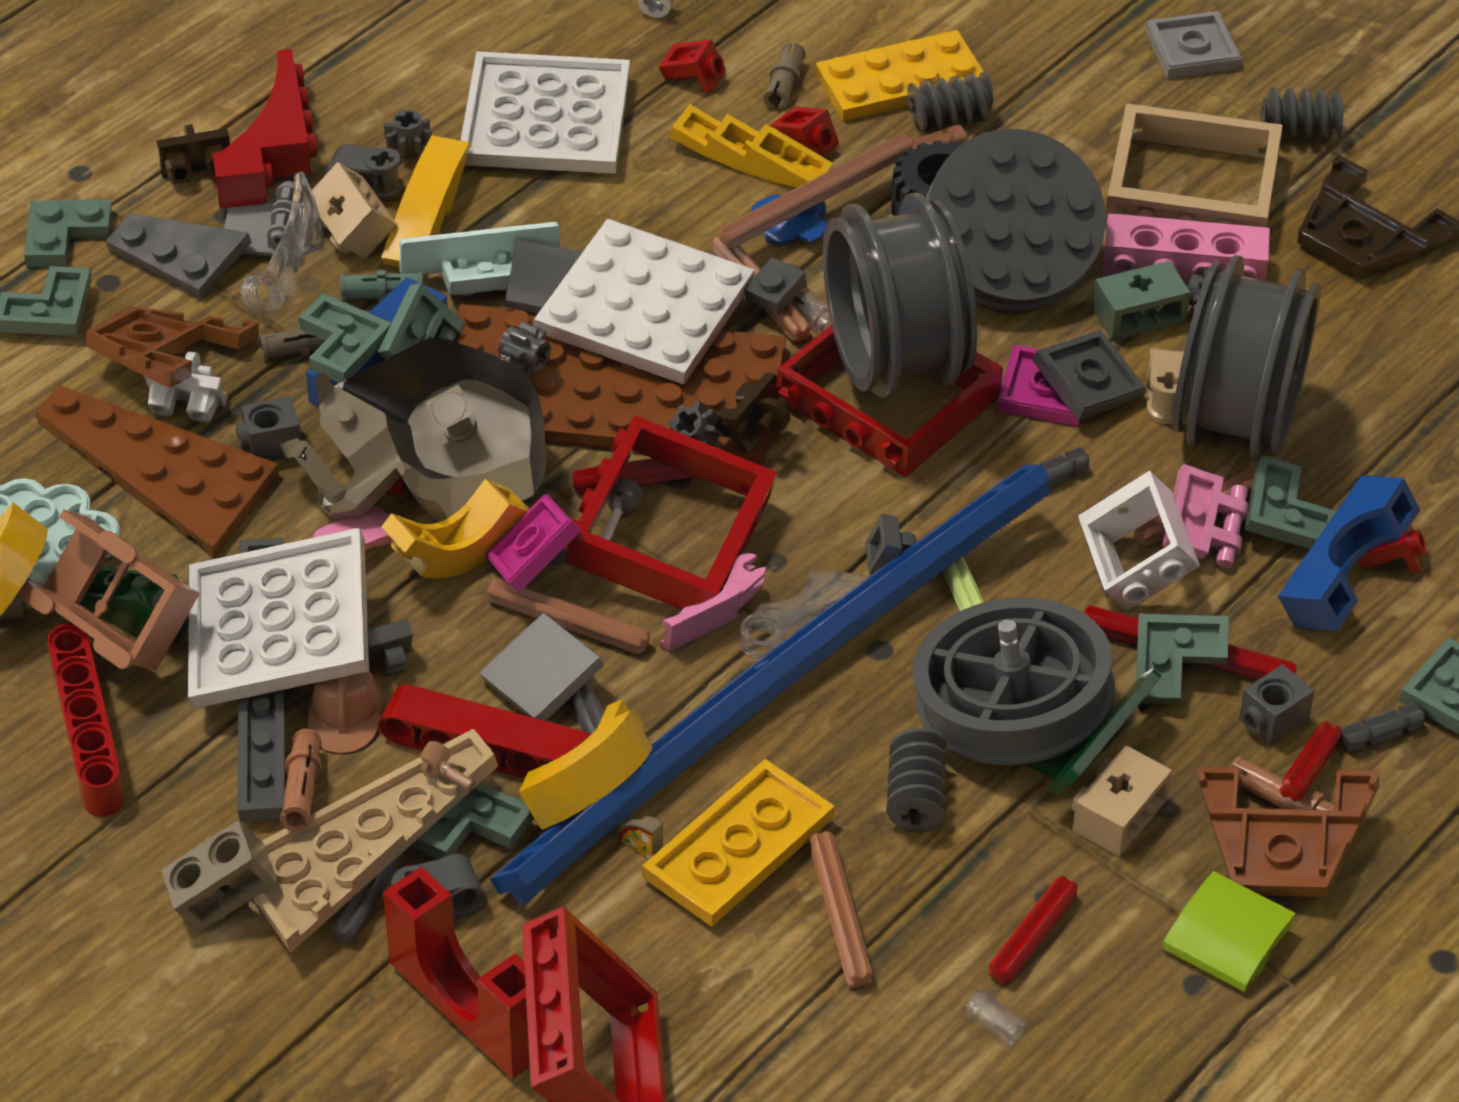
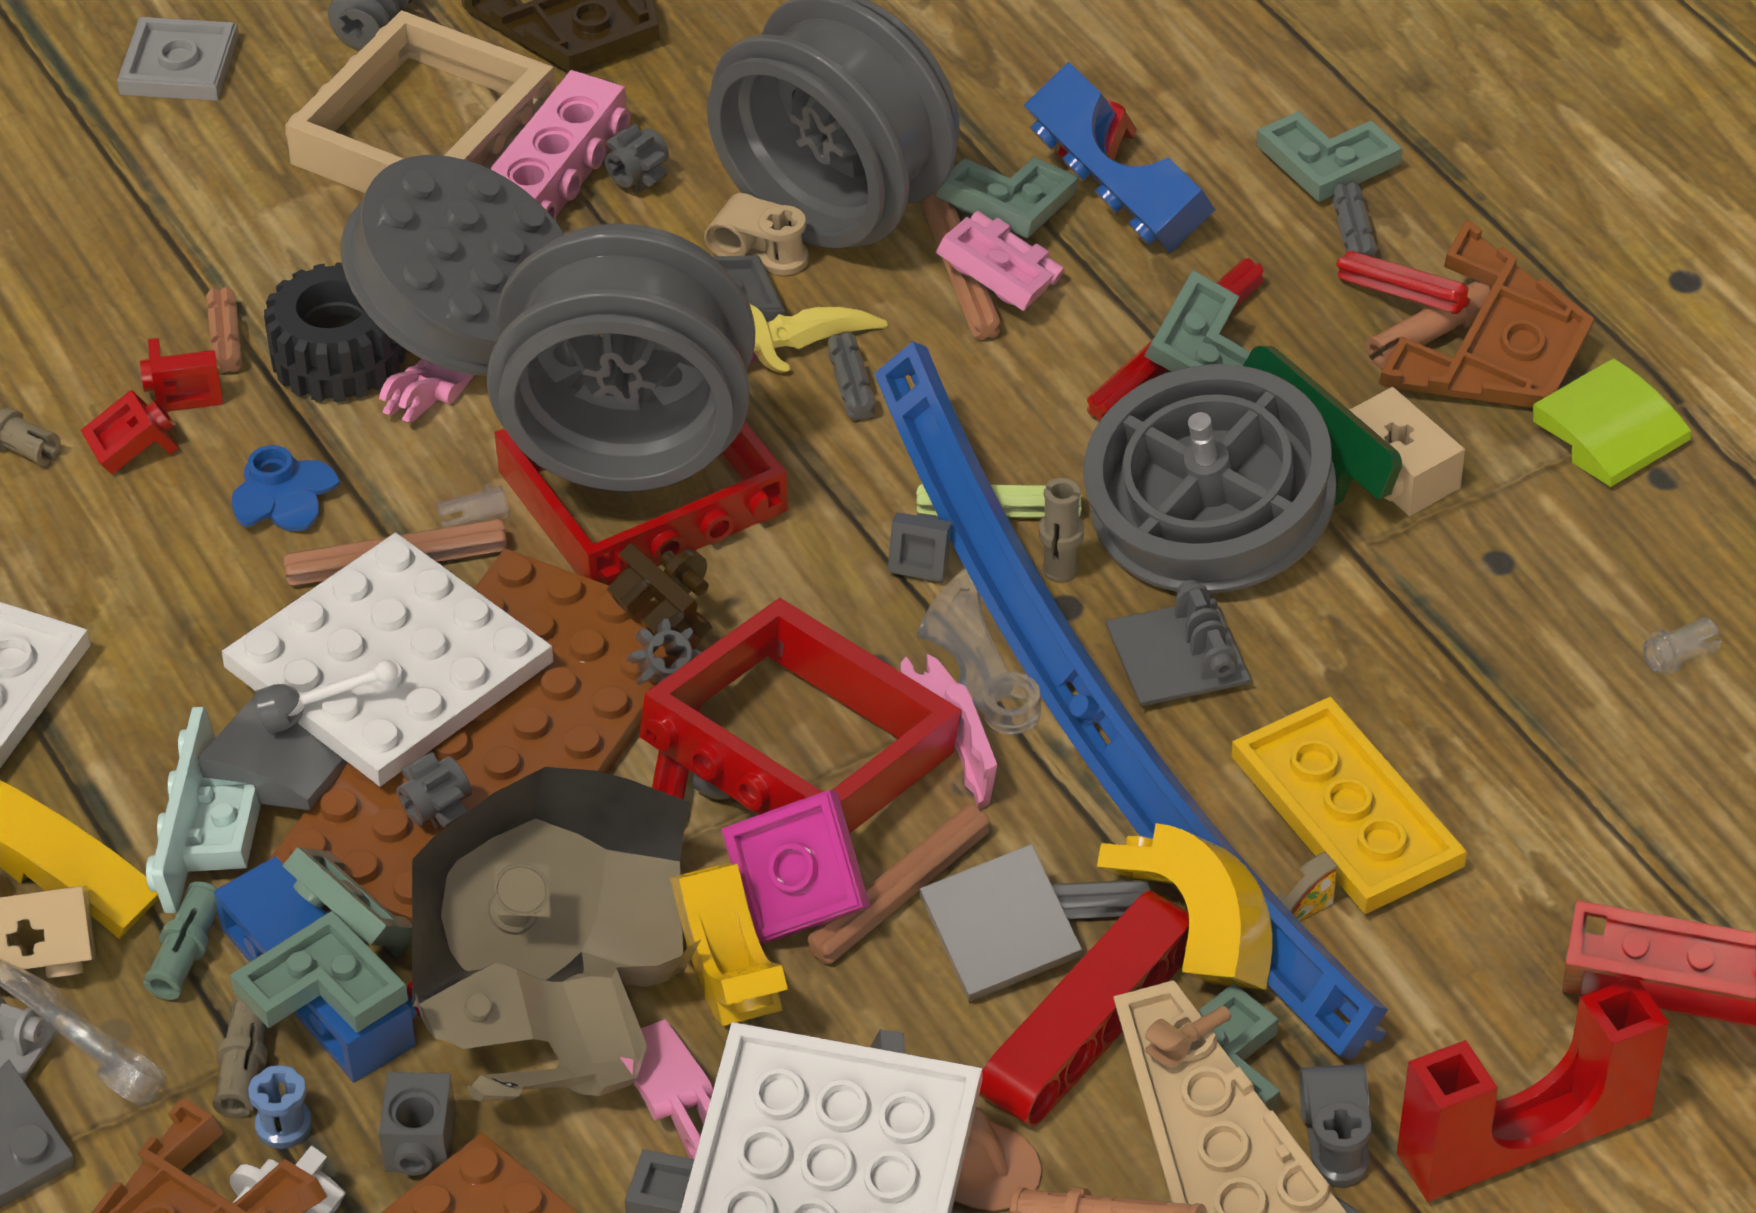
camera: 70 degrees left, 0 degrees up
(262, 371) = (293, 1113): none -> medium blue bush
(570, 256) = (283, 705): none -> hinge
(738, 146) = (143, 491): yellow slope -> none
(775, 286) = (425, 523): dark grey bracket -> none
(814, 191) = (275, 443): nougat axle -> none
(841, 910) = (1478, 740): nougat axle -> none
(855, 716) = (1178, 648): none -> dark grey hinge
(865, 128) = (181, 379): none -> red bracket
(879, 77) = (70, 325): yellow plate -> none
(916, 780) = (1317, 614): dark grey piece -> none
(918, 607) = (1061, 530): none -> dark tan pin
(950, 99) = (168, 280): dark grey piece -> none
(1033, 930) = (1558, 582): red axle -> none
(1073, 426) = (806, 328): none -> light yellow piece
(1106, 524) = (976, 312): white window -> none
(1140, 300) = (609, 195): sand green brick -> none
(1276, 705) = (1303, 289): dark grey brick -> none

